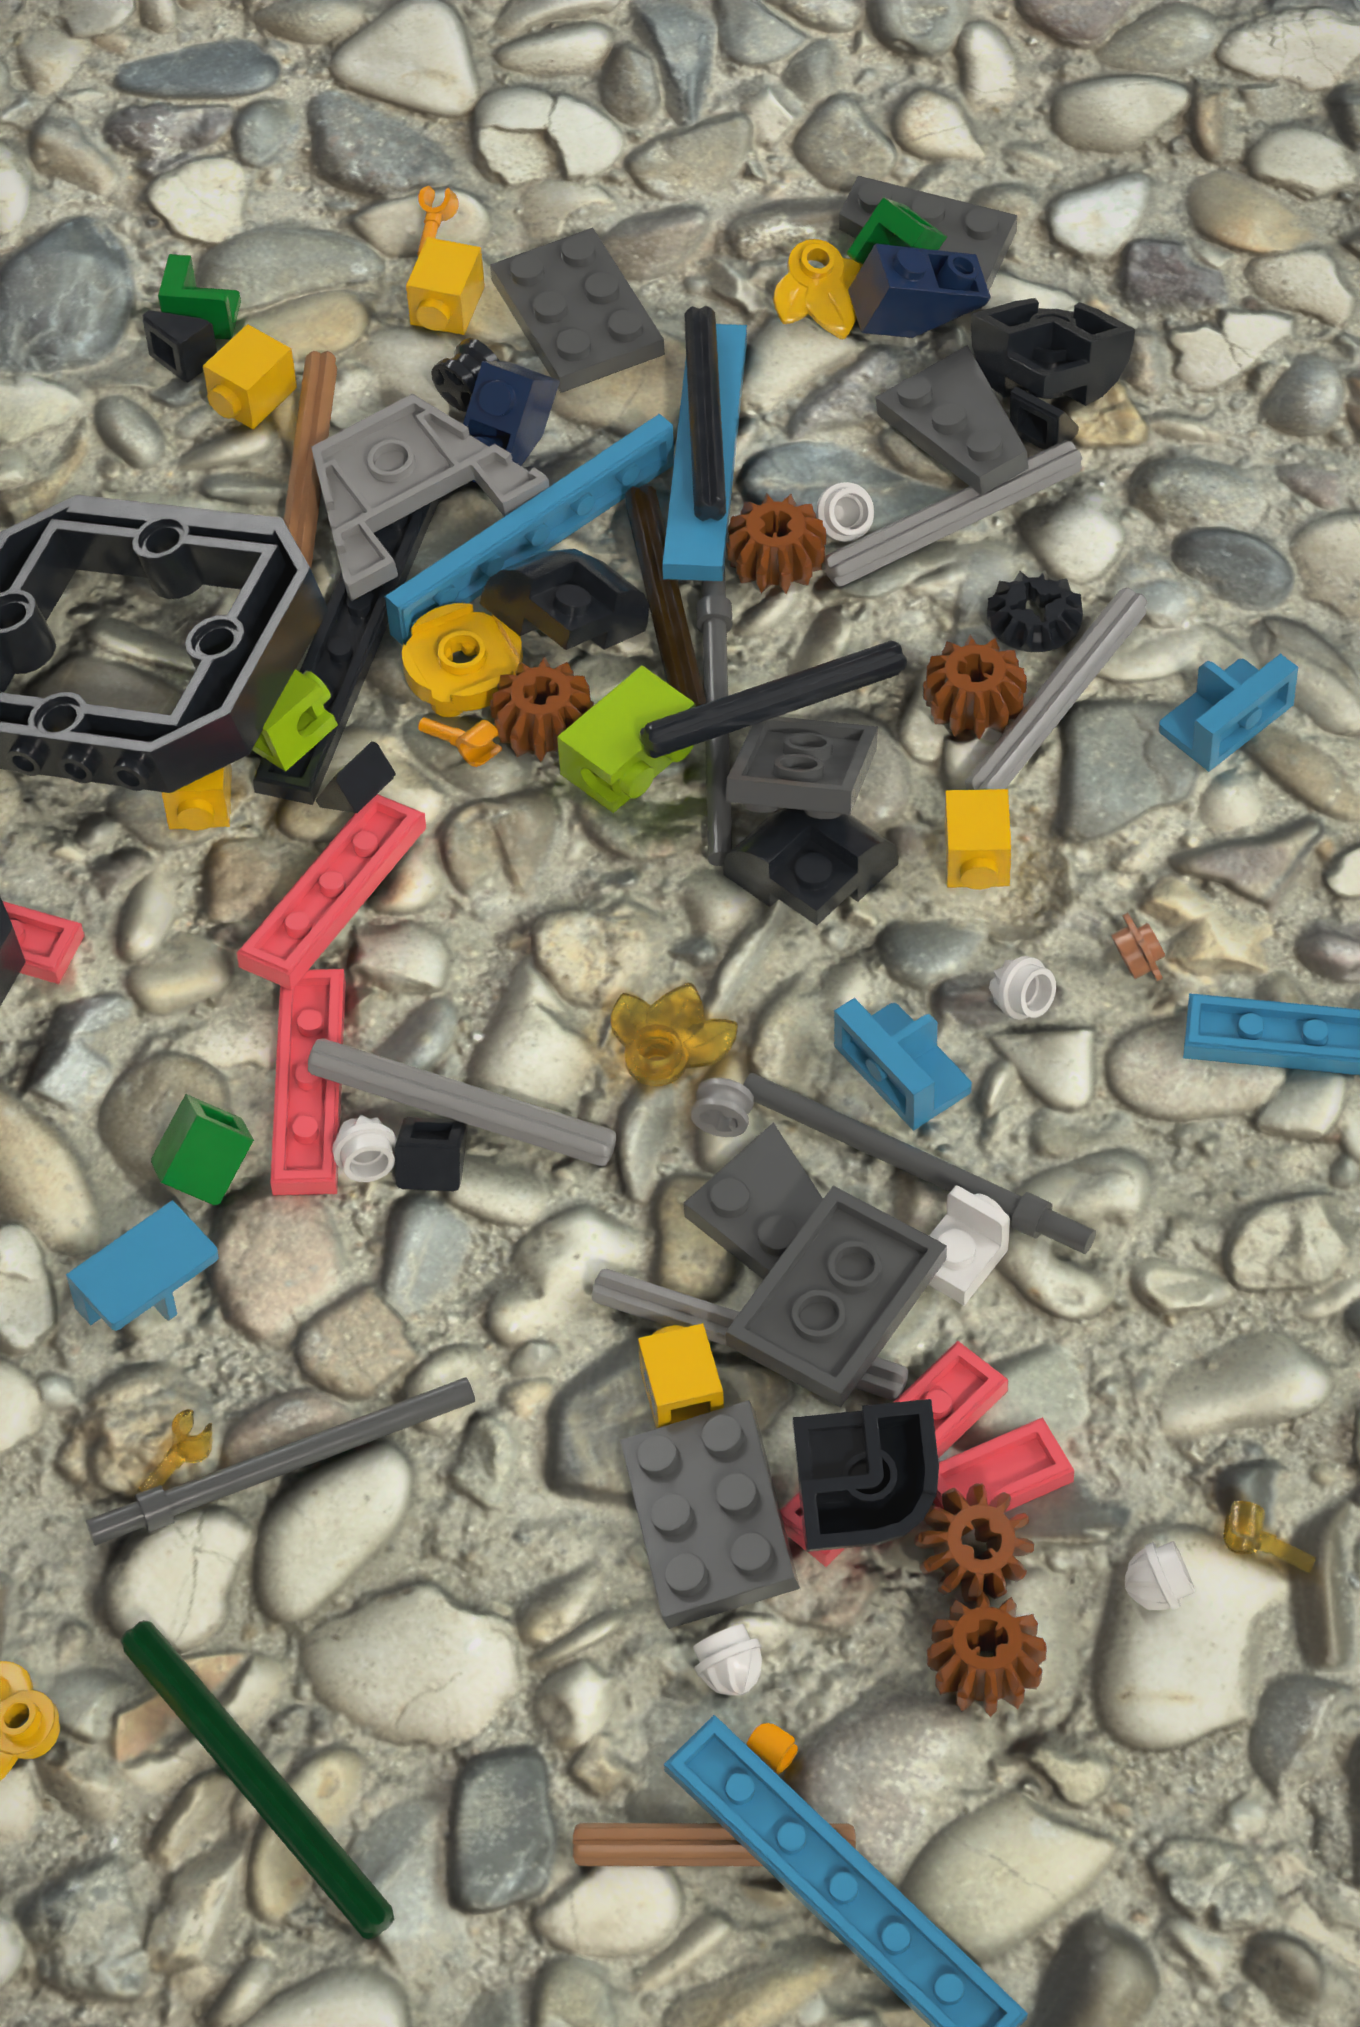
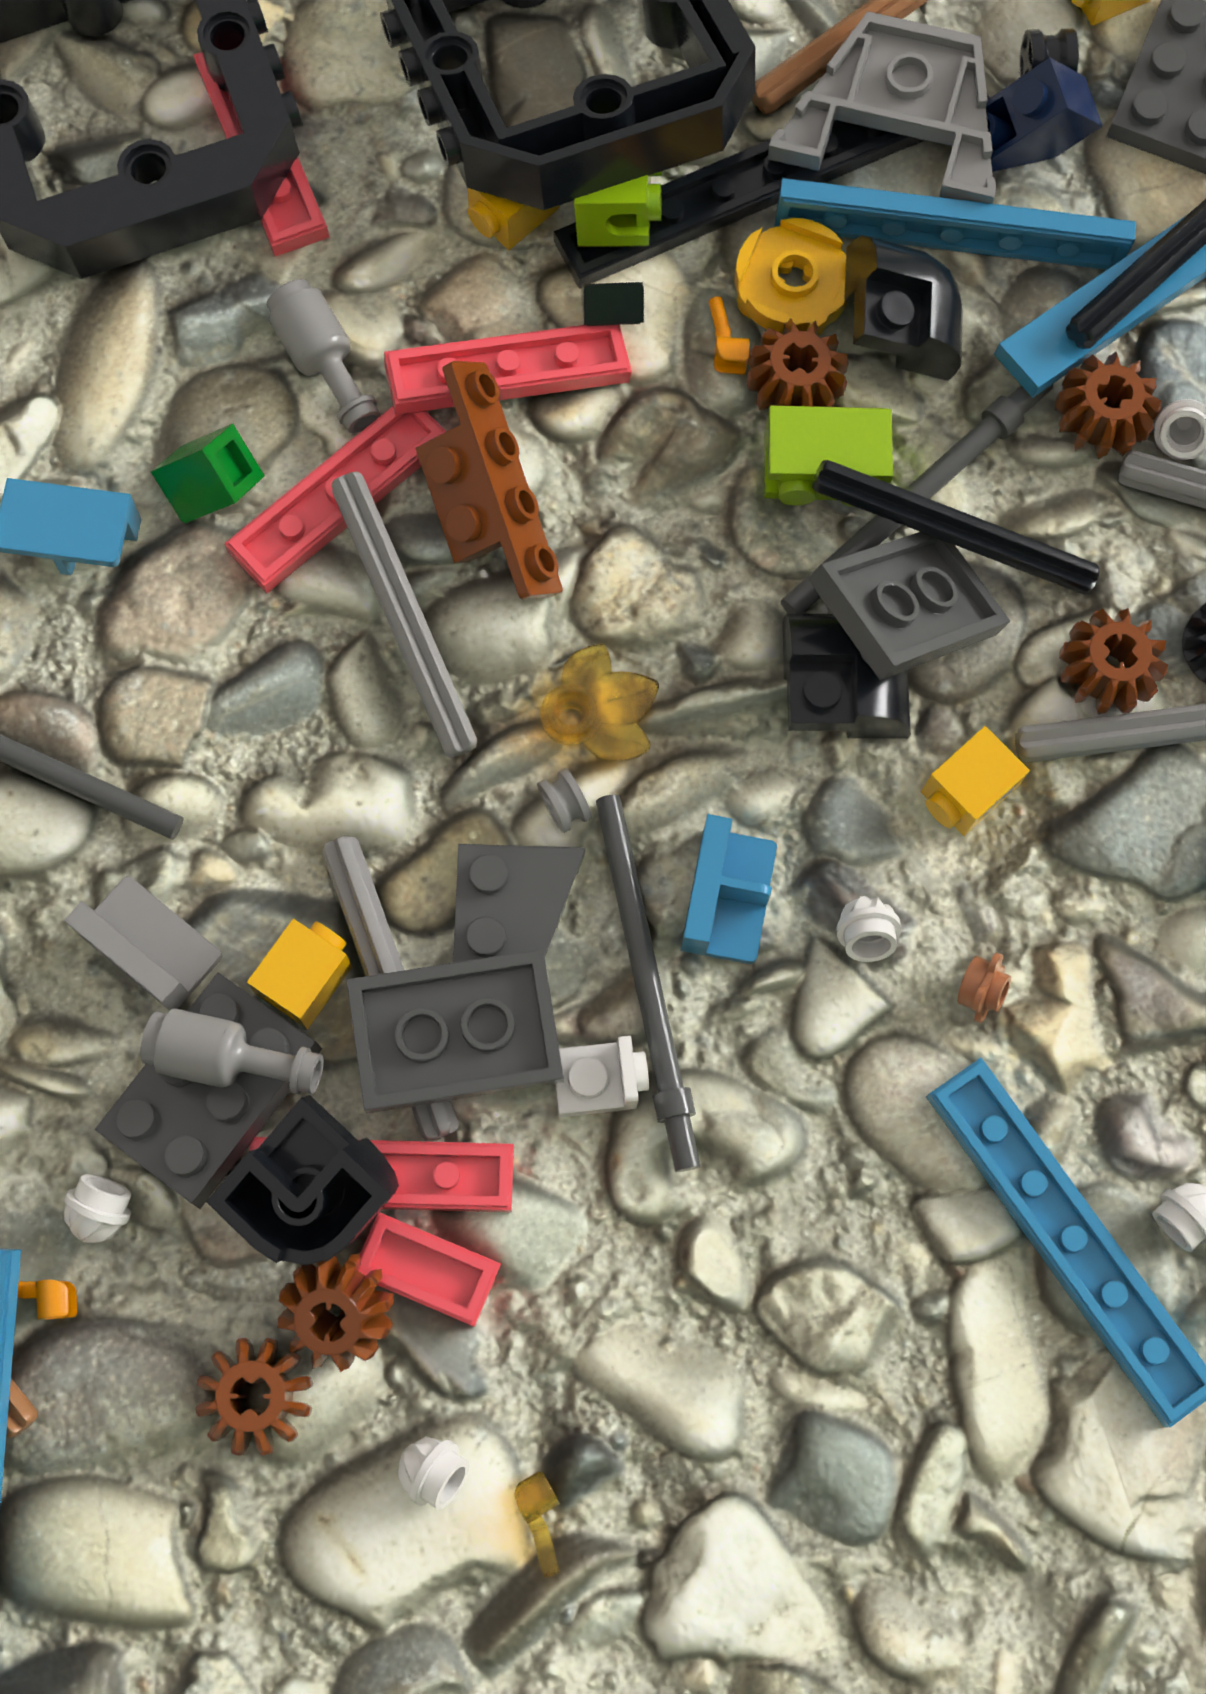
camera: 40 degrees right, 20 degrees up
(175, 998) = (318, 347): none -> light grey piece
(364, 1149) = (306, 581): white plate -> none
(415, 975) = (483, 488): none -> dark orange bracket
(430, 1154) = (350, 627): black slope -> none
(545, 1480) = (147, 942): none -> light grey panel
(663, 594) = (977, 376): dark brown axle -> none
(695, 1457) = (216, 1051): none -> light grey piece

